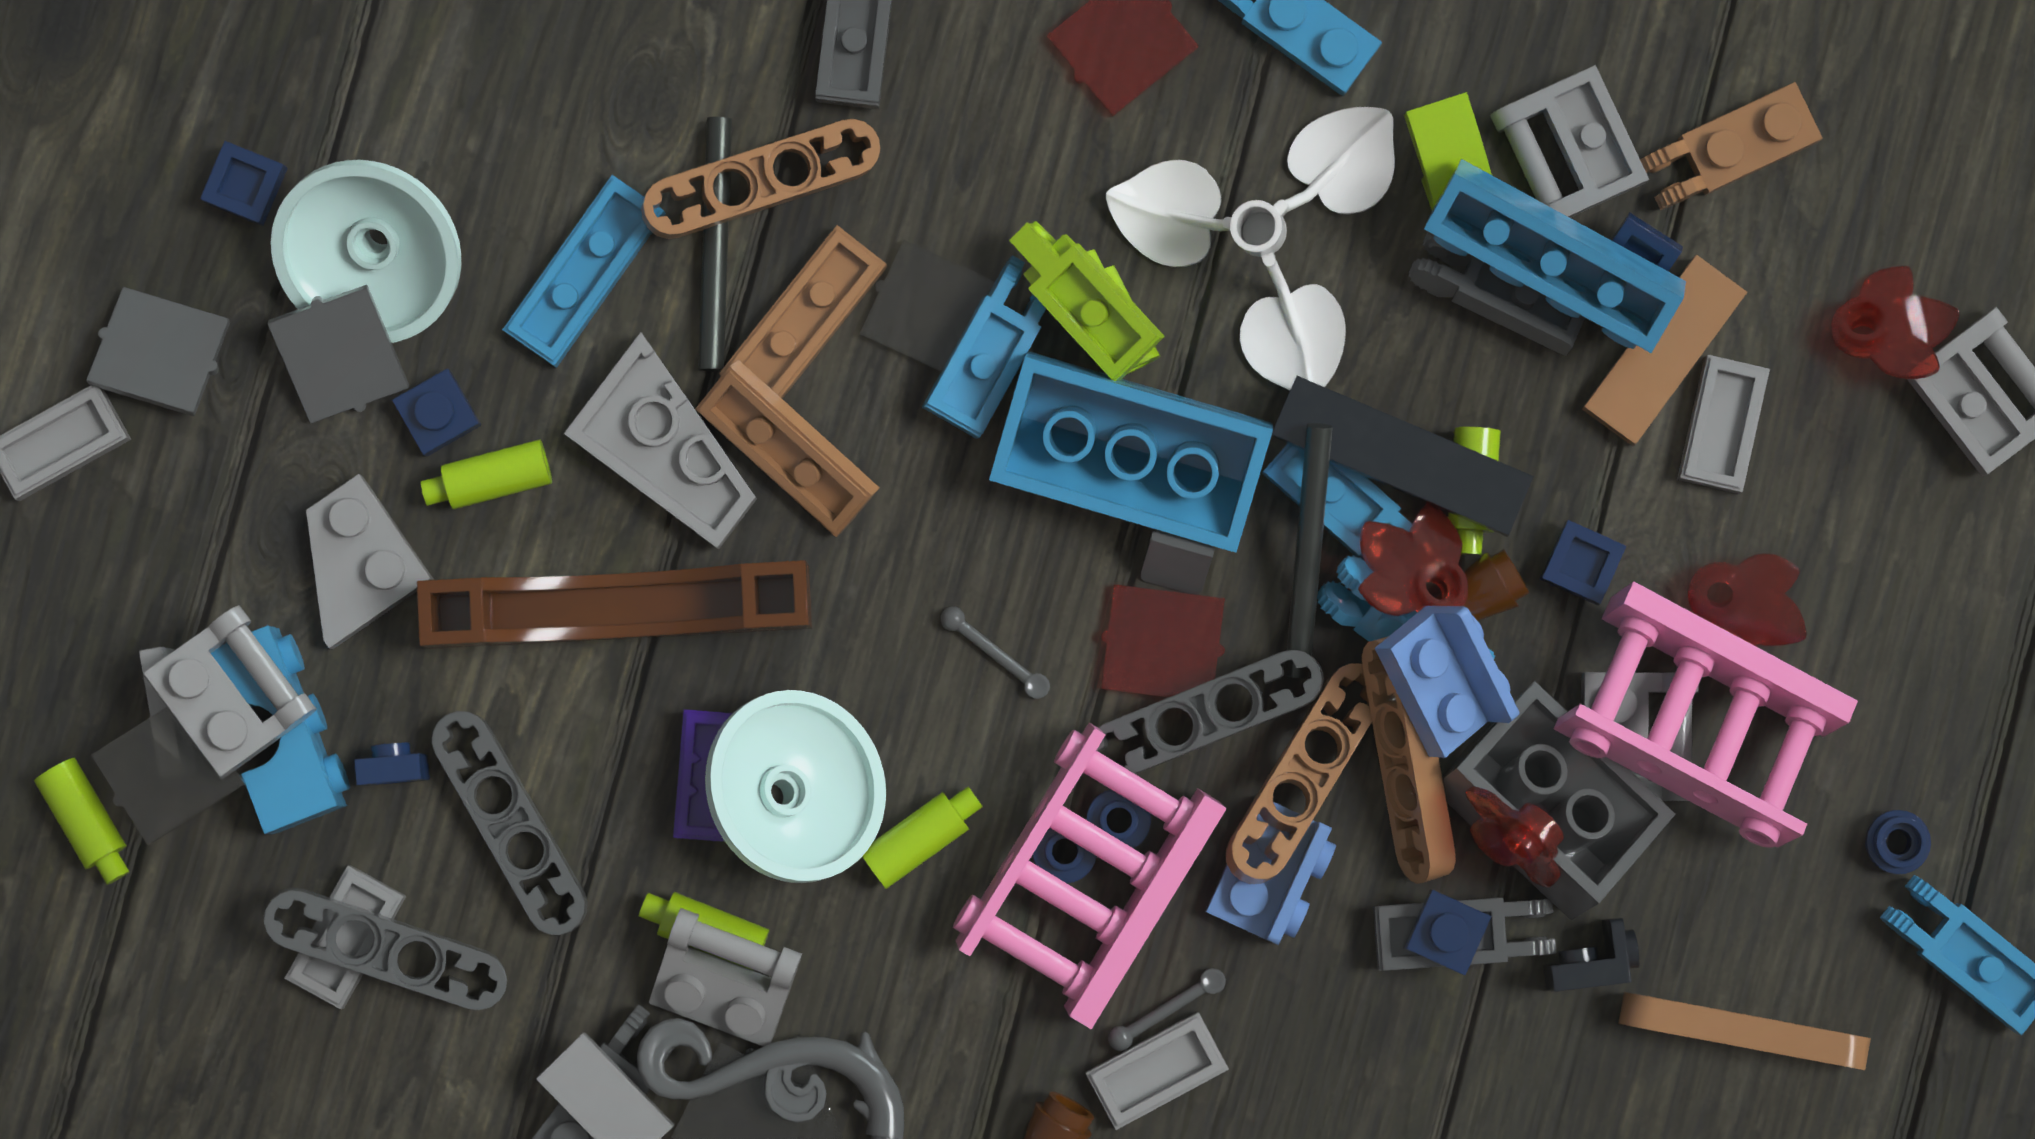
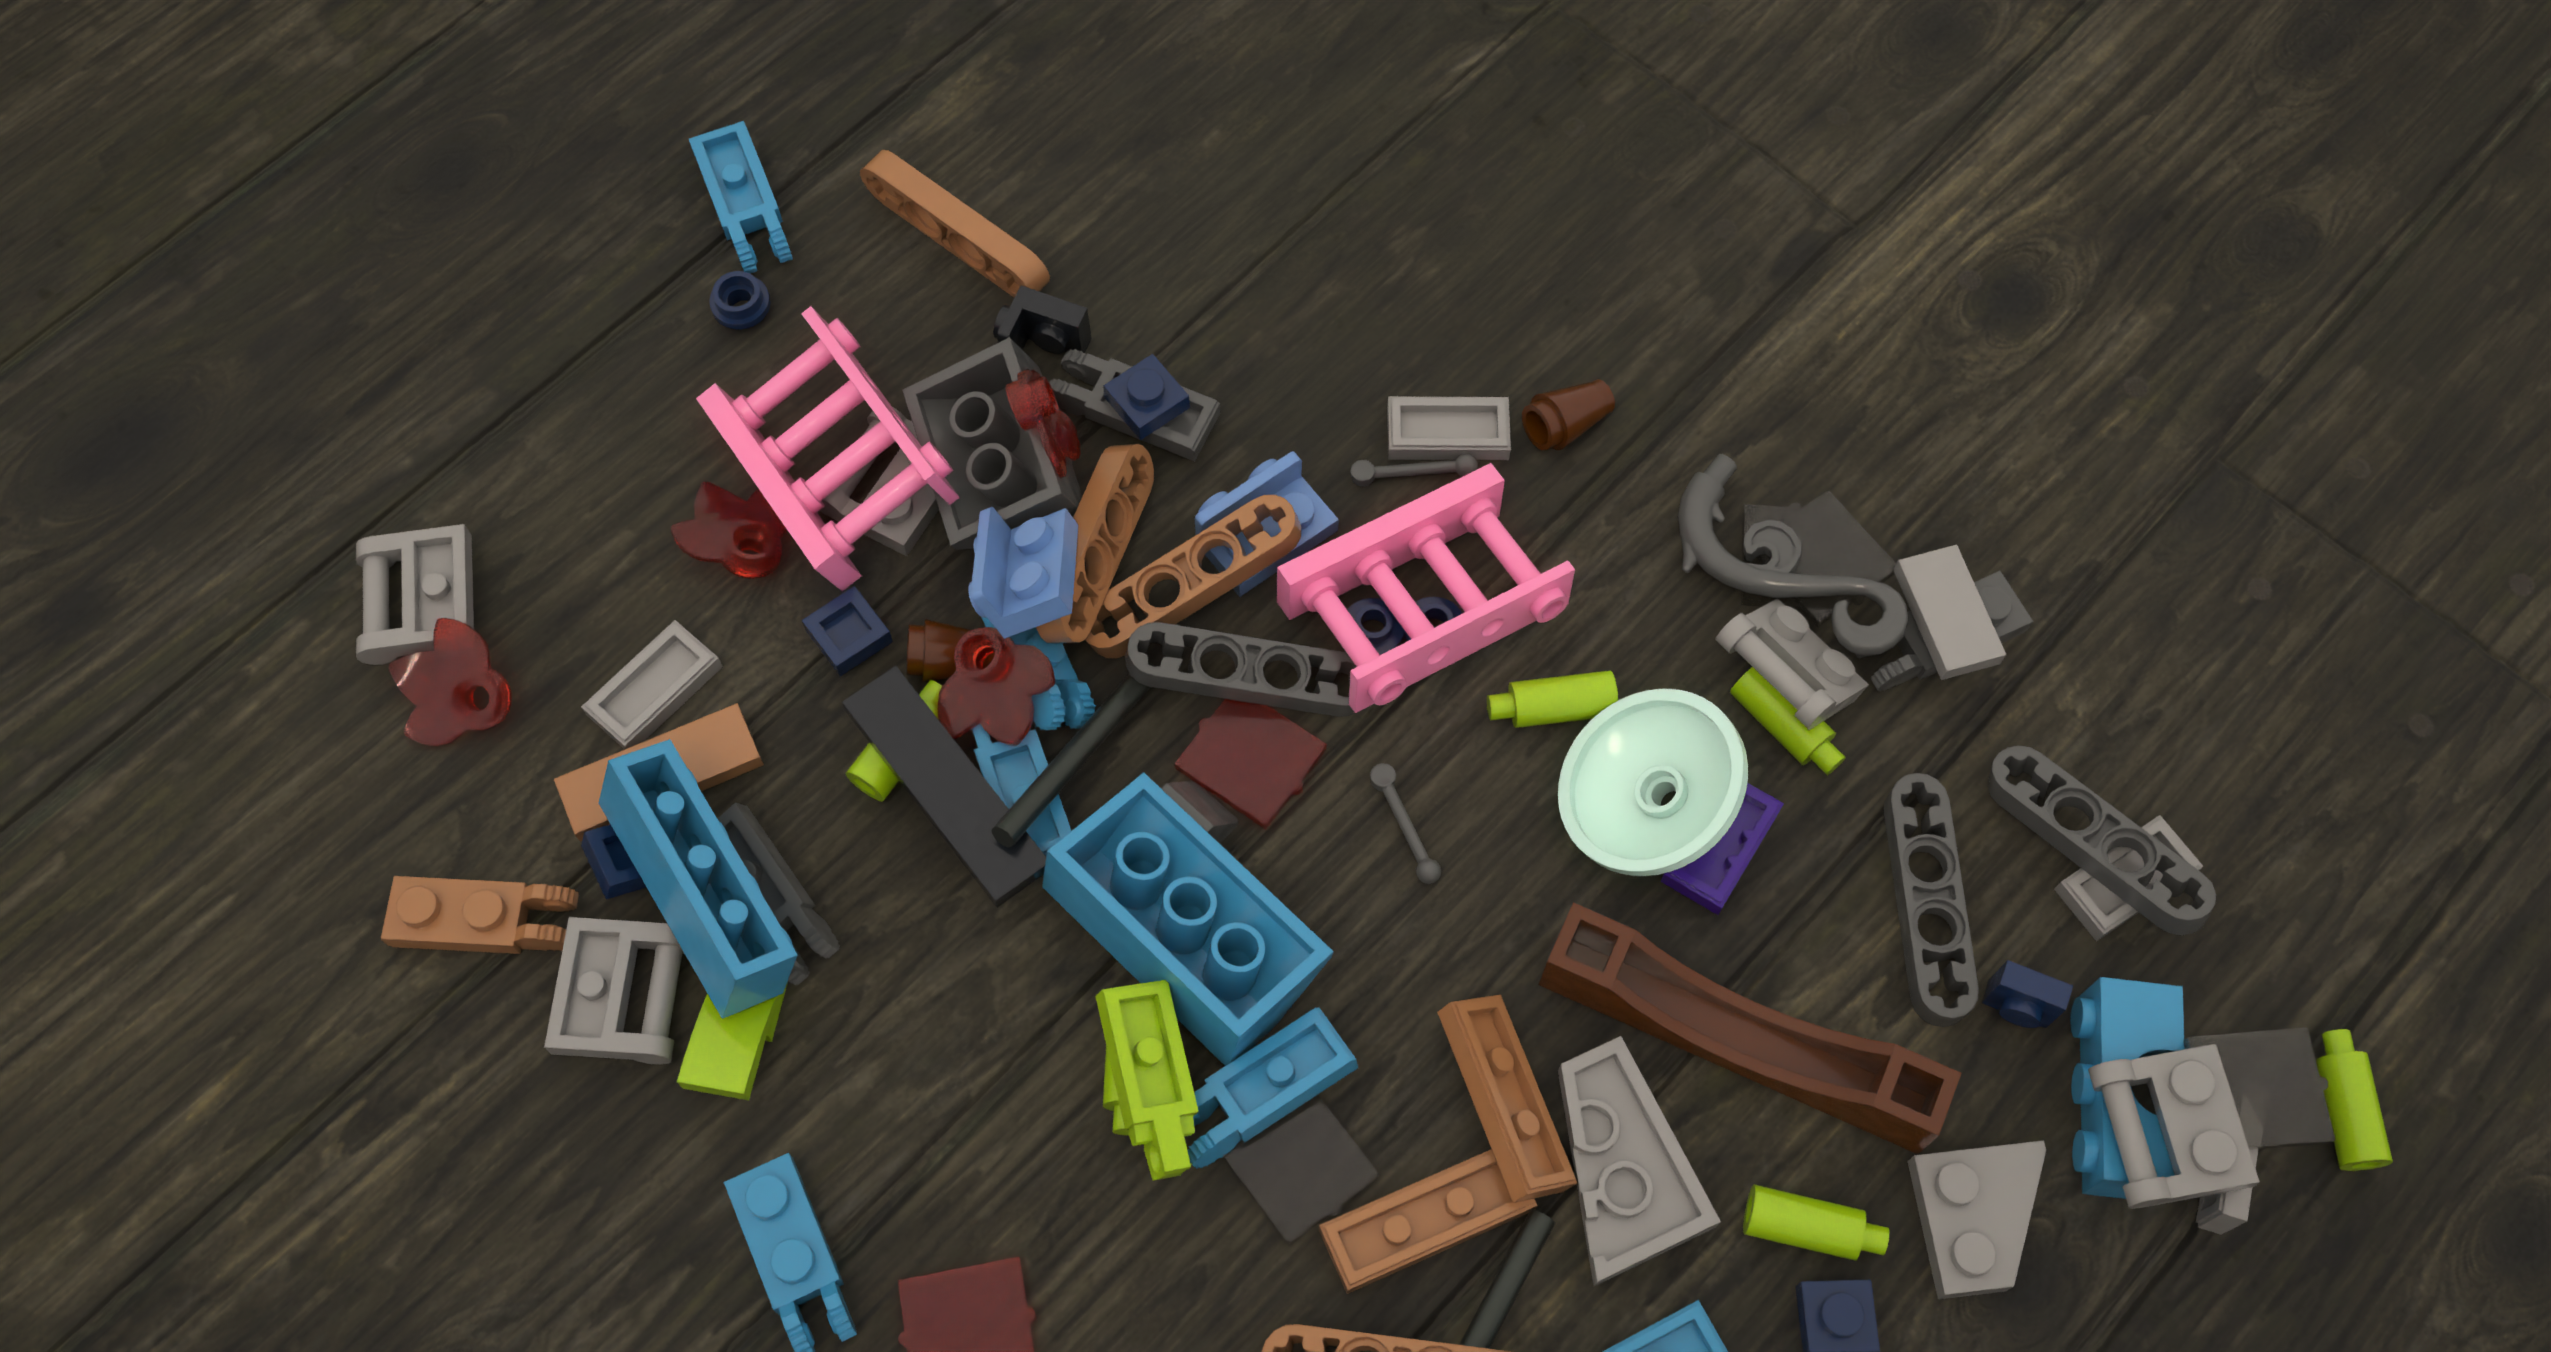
camera: 150 degrees left, 20 degrees down
(1173, 208) = (1012, 1138): white plant -> none

